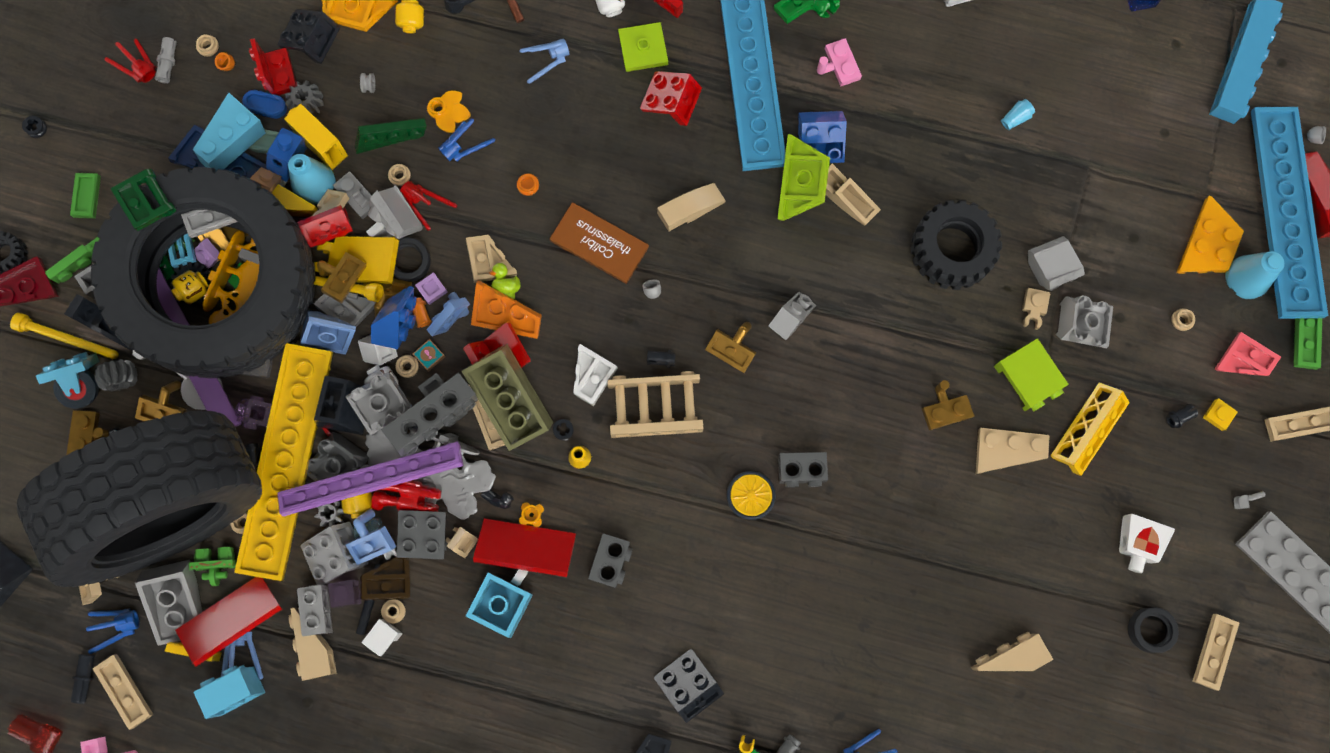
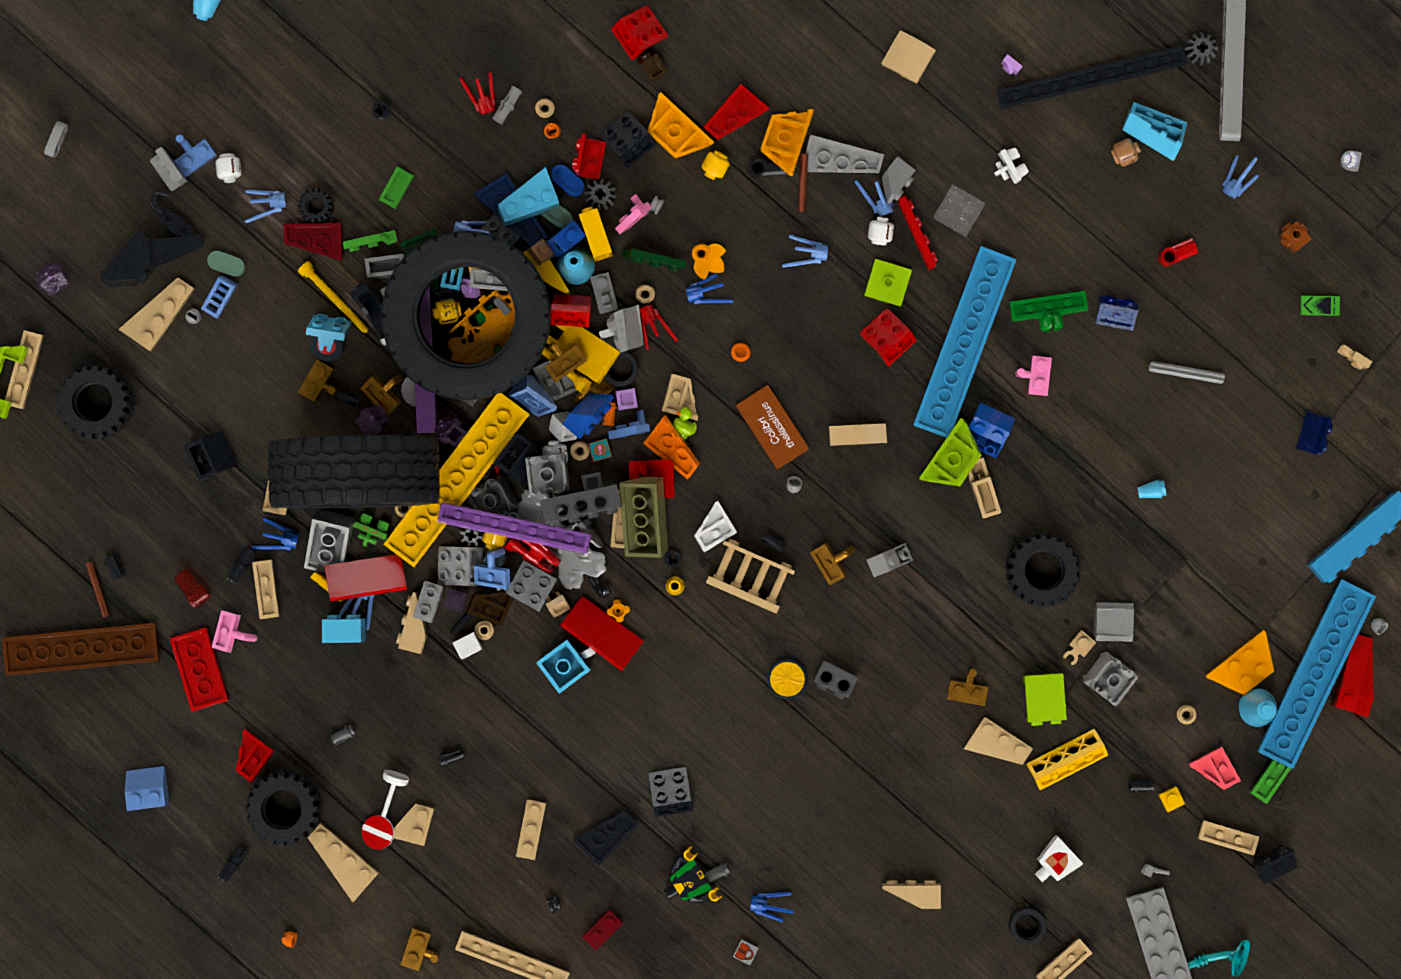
camera: 35 degrees right, 10 degrees up
(116, 375) = (361, 350): dark grey gear -> none
(137, 205) = (444, 250): dark green plate -> none
(331, 199) = (581, 294): tan plate -> none
(349, 96) = (638, 211): none -> bright pink plate
(604, 559) = (655, 671): dark grey brick -> none

